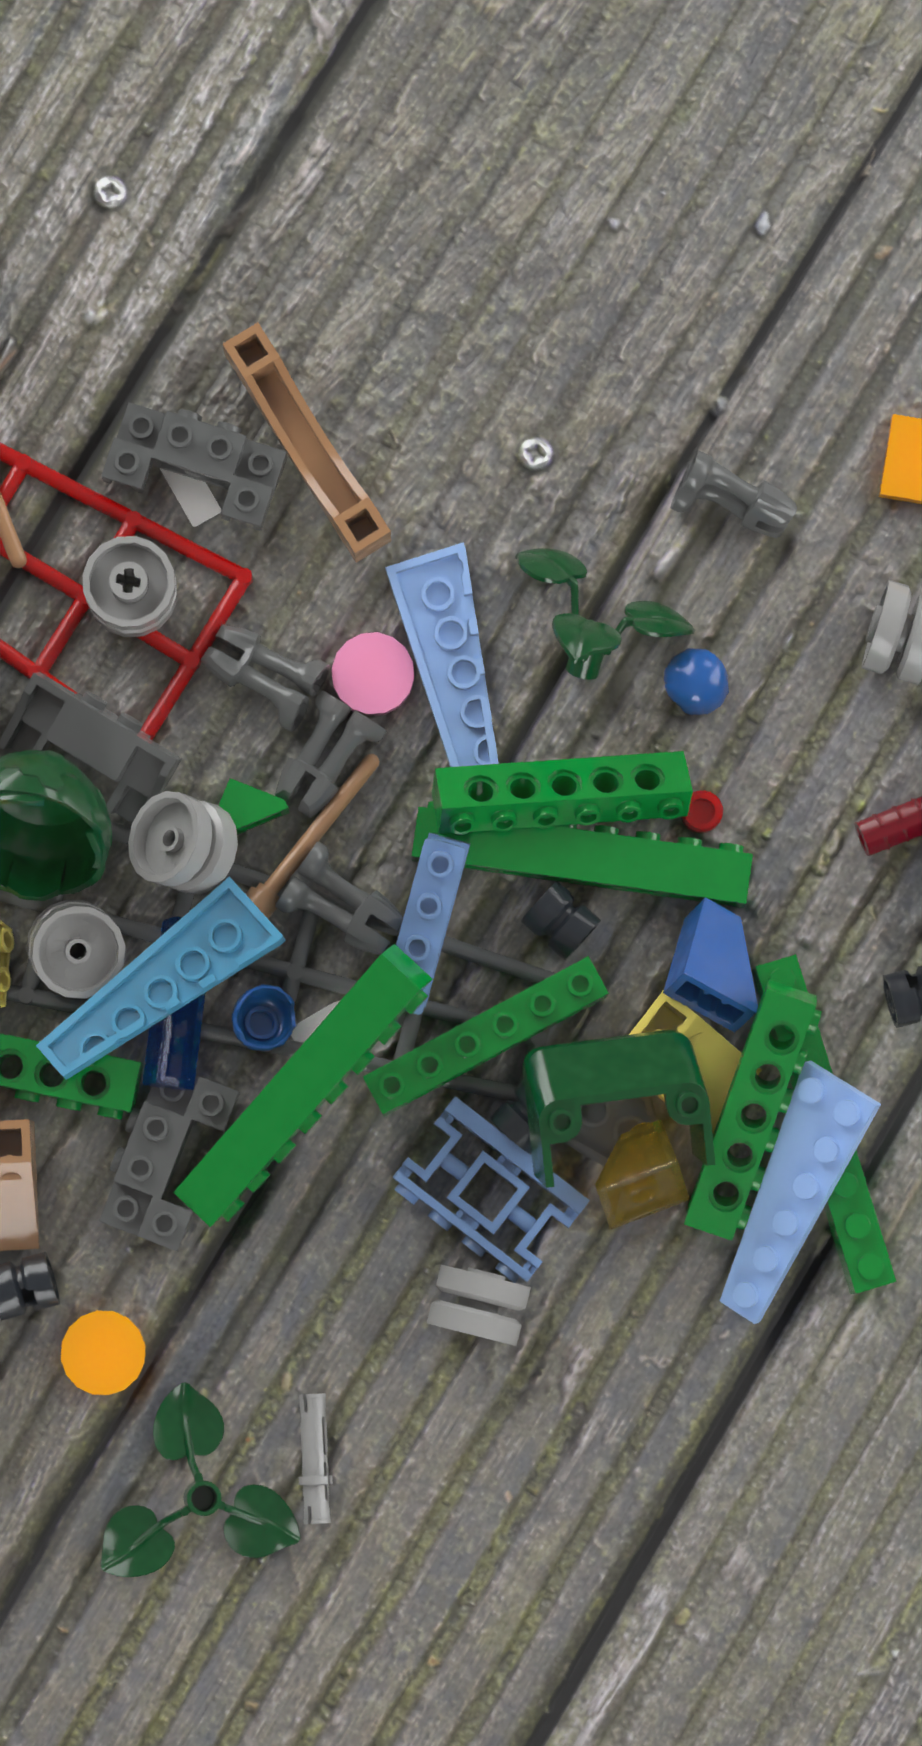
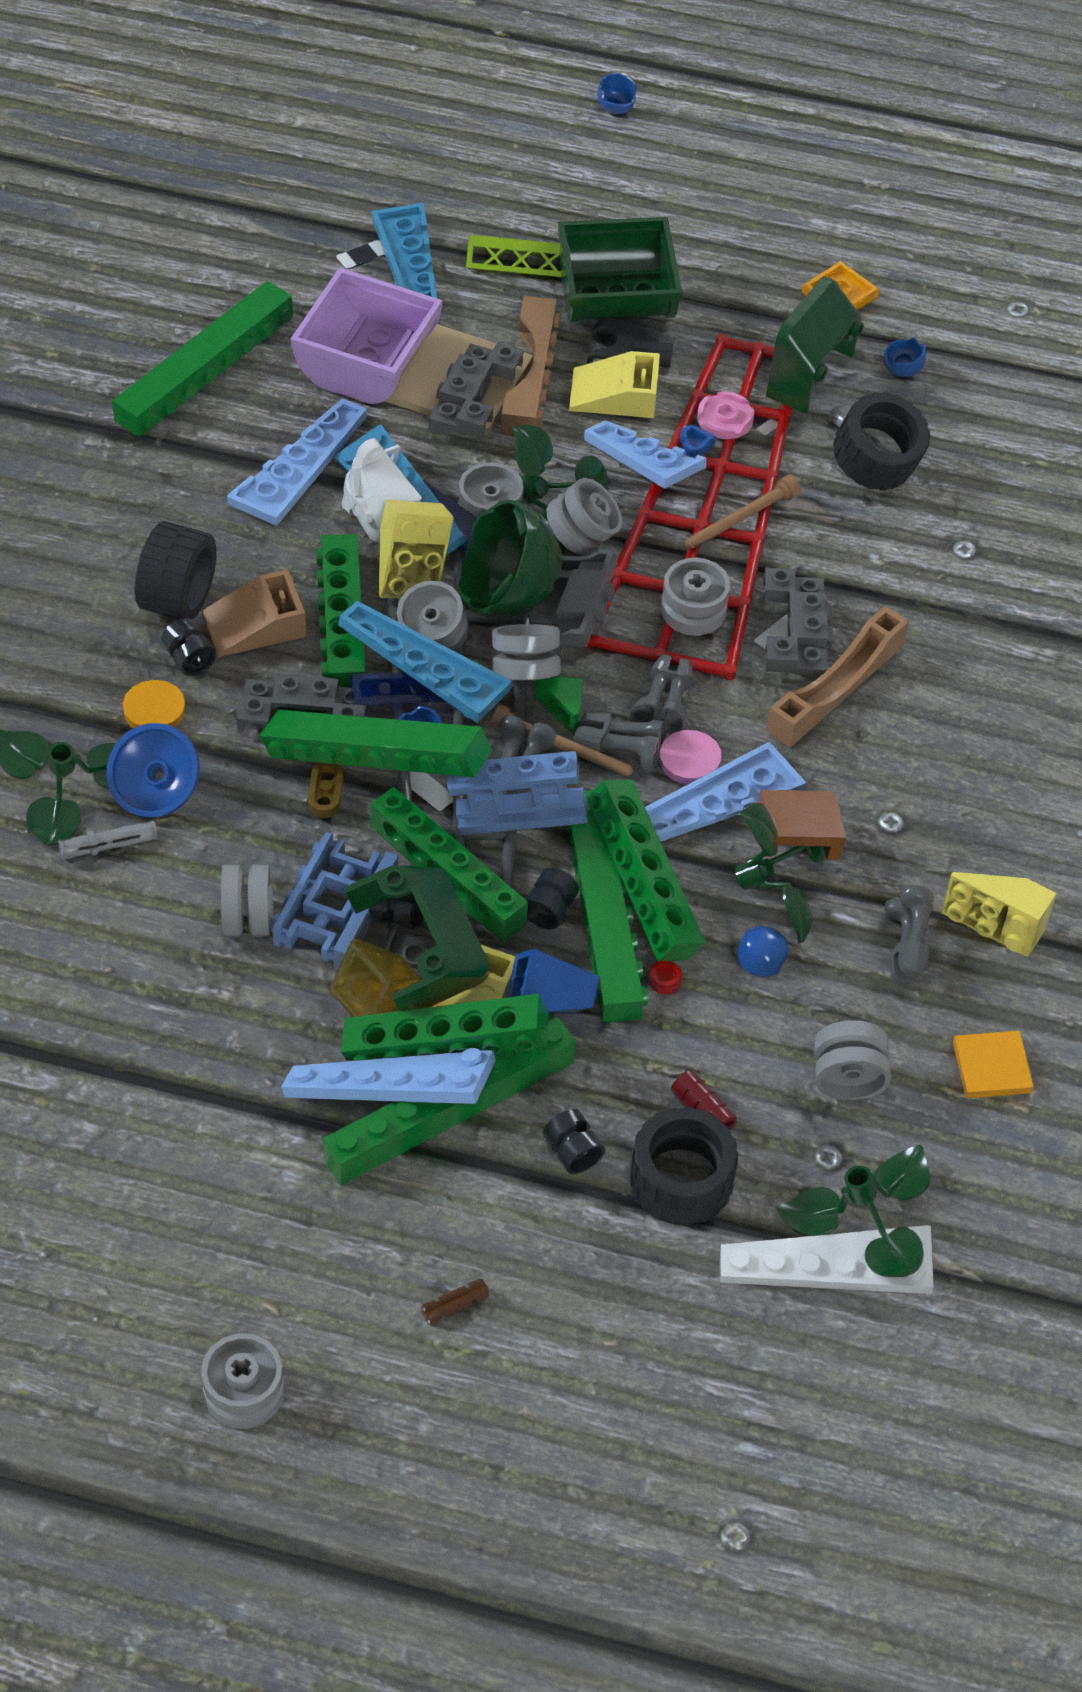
camera: 75 degrees right, 30 degrees down
(247, 1393) = (138, 759): none -> blue dish
(306, 1160) = (325, 791): none -> pearl gold plate
(536, 574) = (806, 819): none -> dark orange panel
(745, 354) = (1000, 908): none -> light yellow slope

